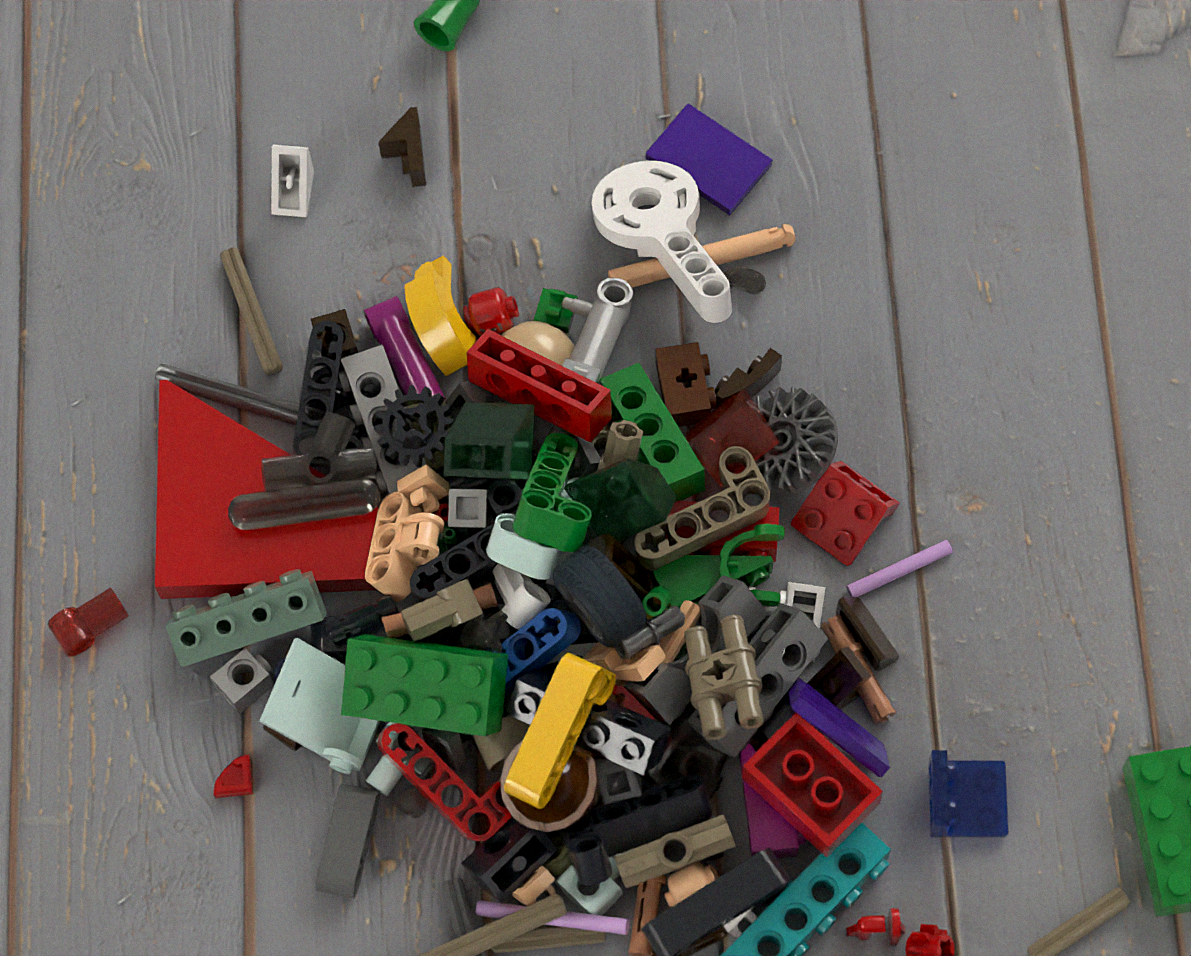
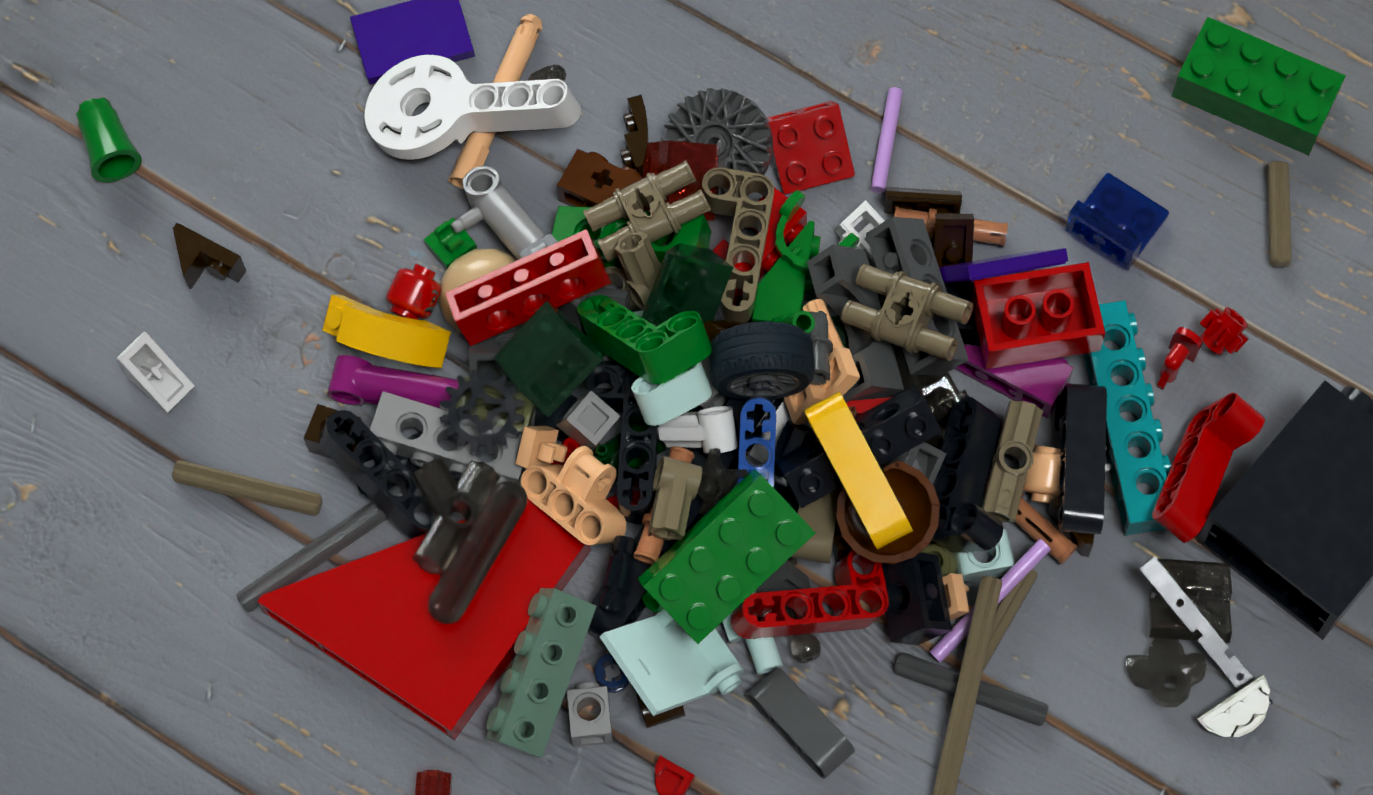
camera: 55 degrees left, 0 degrees up
(674, 425) = (648, 192): none -> dark tan pin

